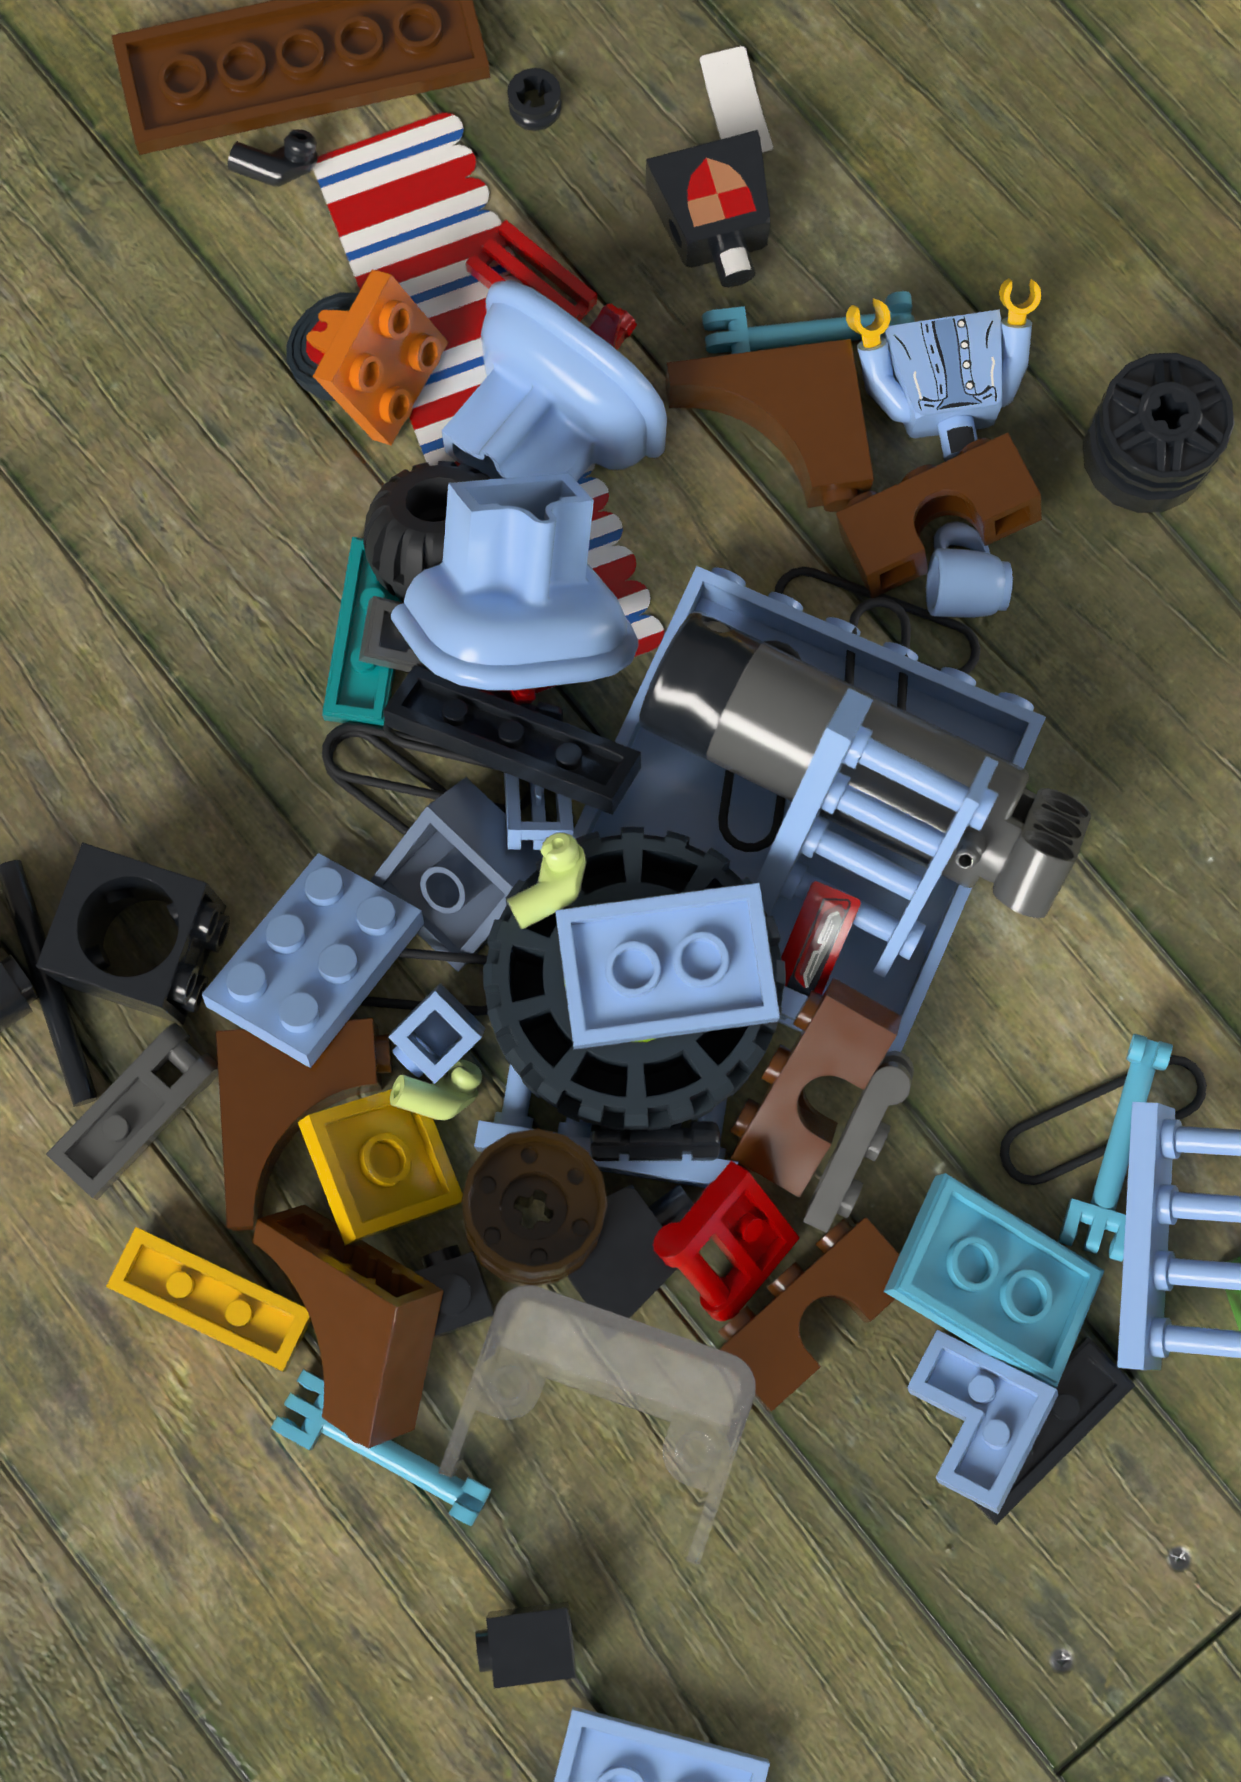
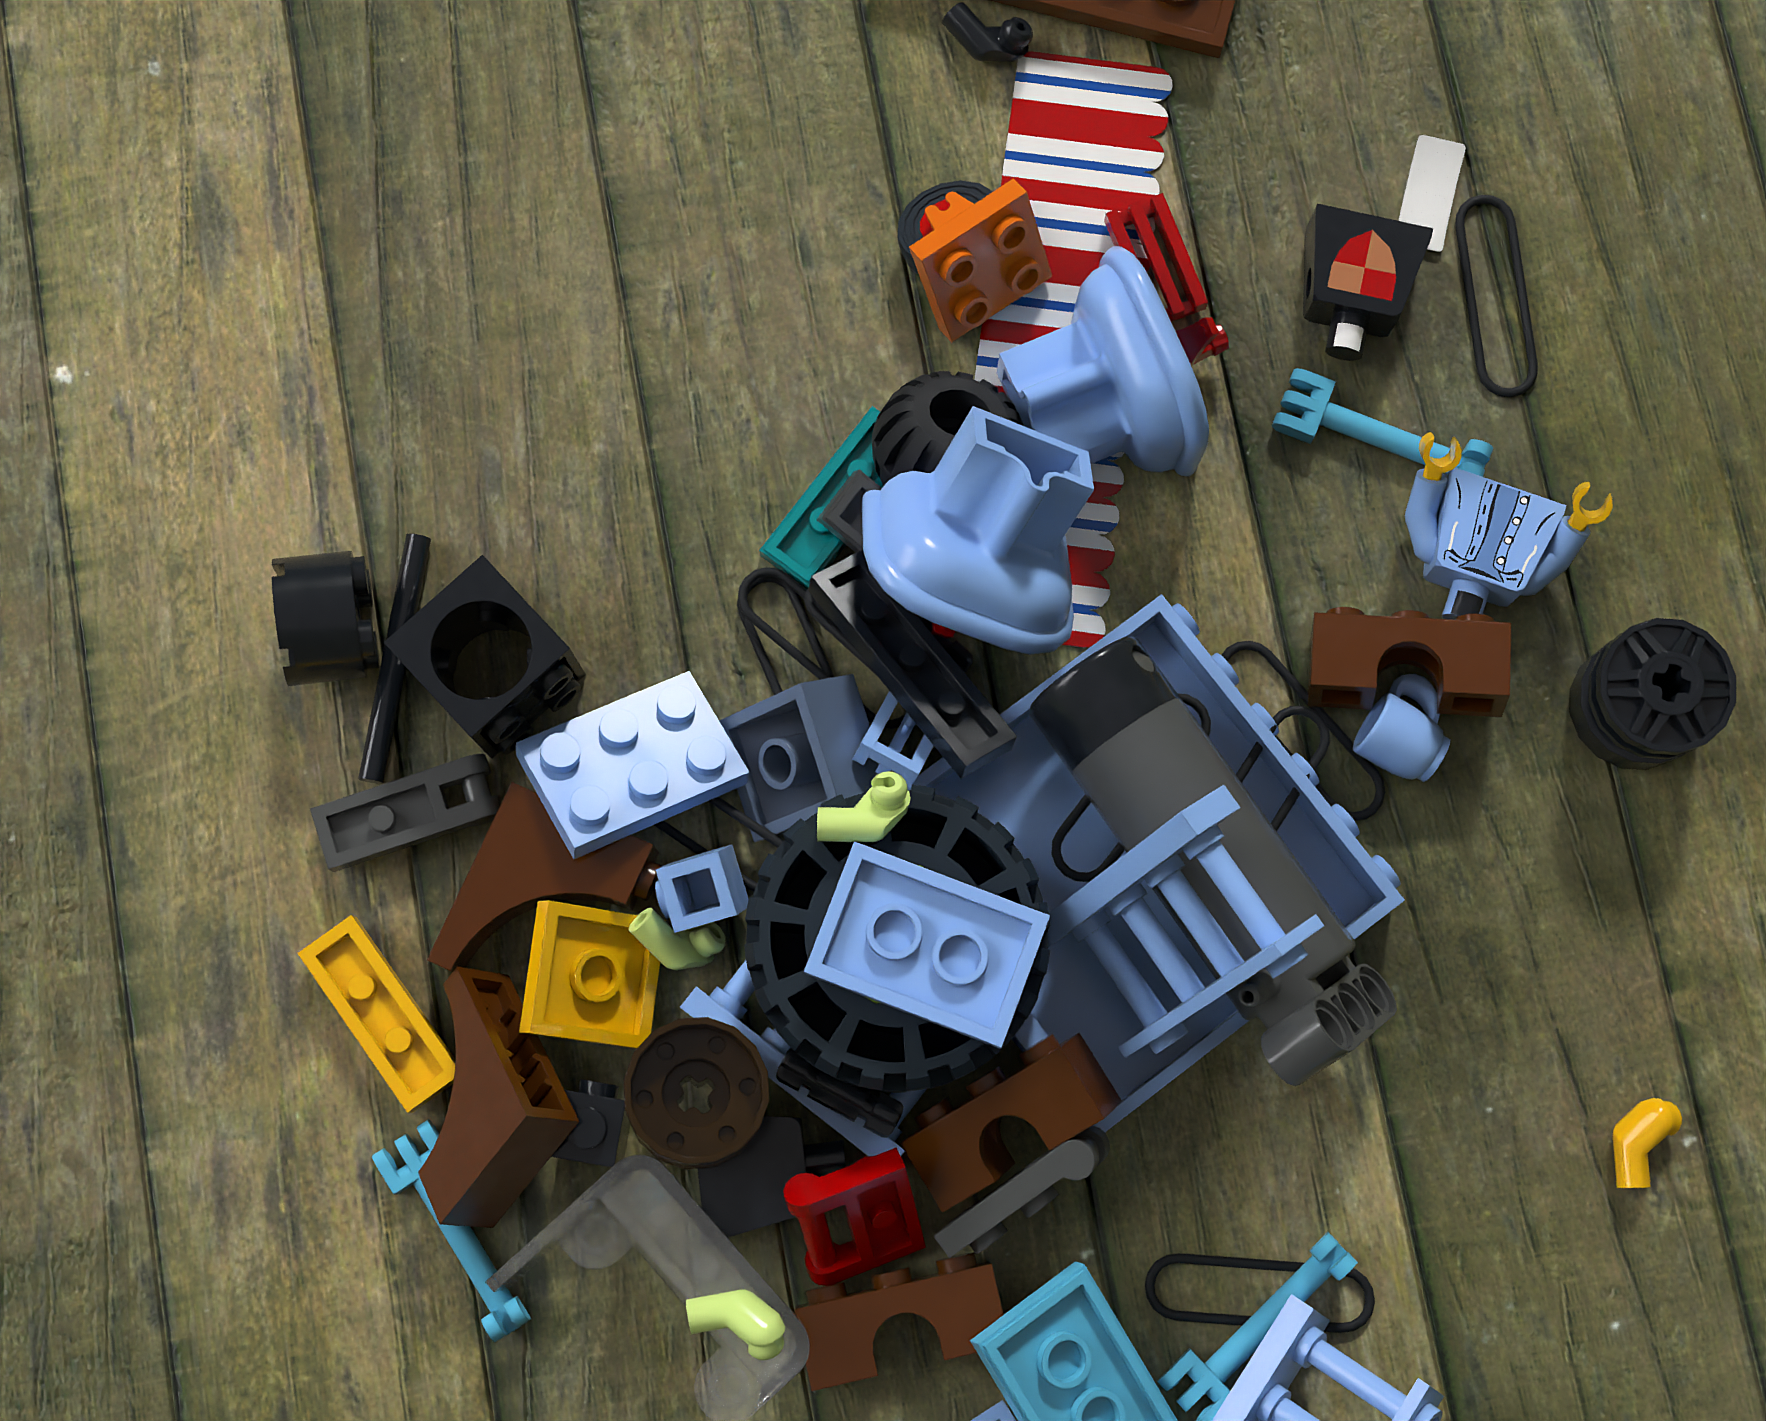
camera: 30 degrees right, 0 degrees up
(534, 117) = (1241, 115): black bush -> none
(683, 1374) = (744, 1315): none -> yellowish green arm
(797, 399) = (1339, 494): reddish brown arch -> none
(818, 937) = (1083, 990): sticker -> none
(859, 147) = (1521, 292): none -> black piece

